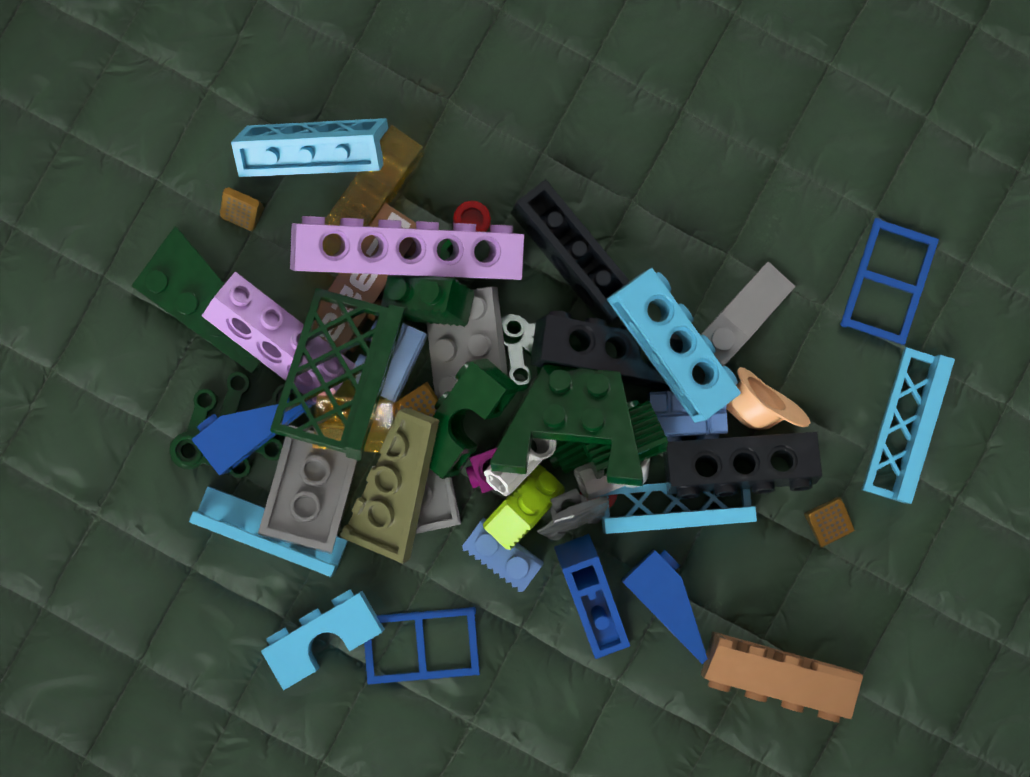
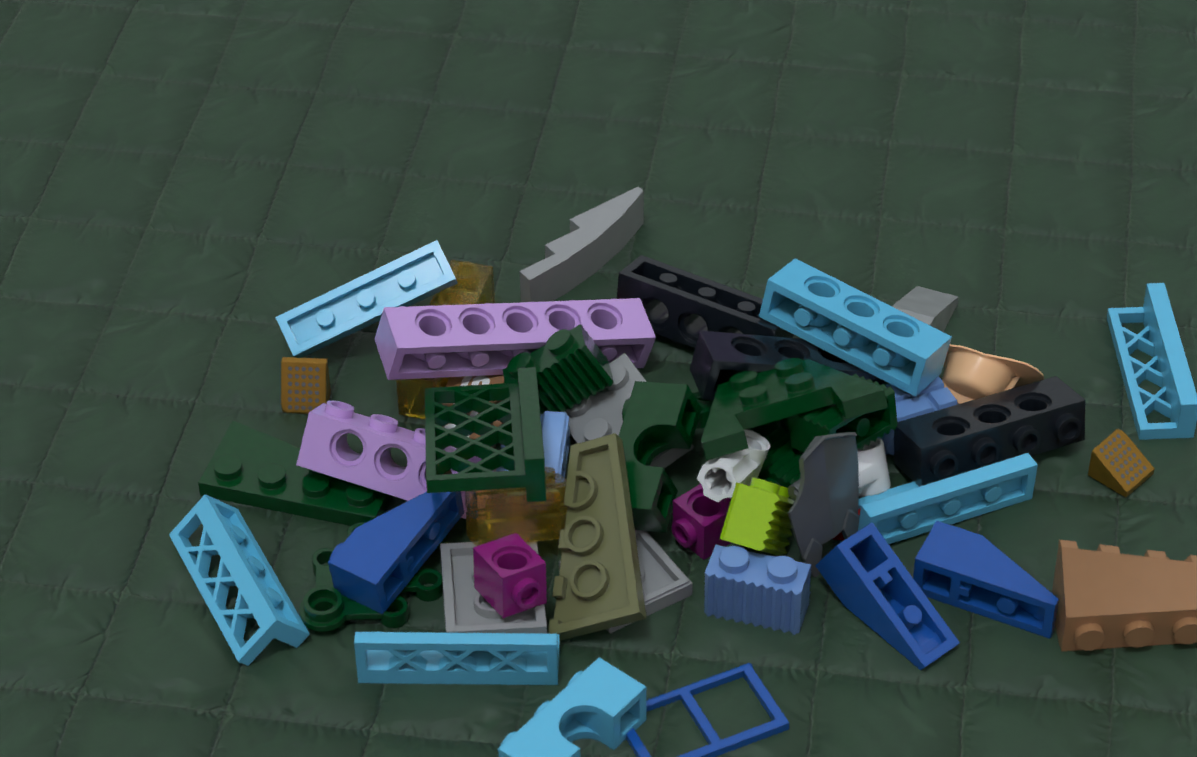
camera: 20 degrees left, 45 degrees down
(139, 397) = (242, 566): none -> medium azure fence
(313, 489) = (509, 575): none -> magenta brick
(526, 117) = (590, 244): none -> light grey slope
(916, 290) = (1086, 270): blue window -> none

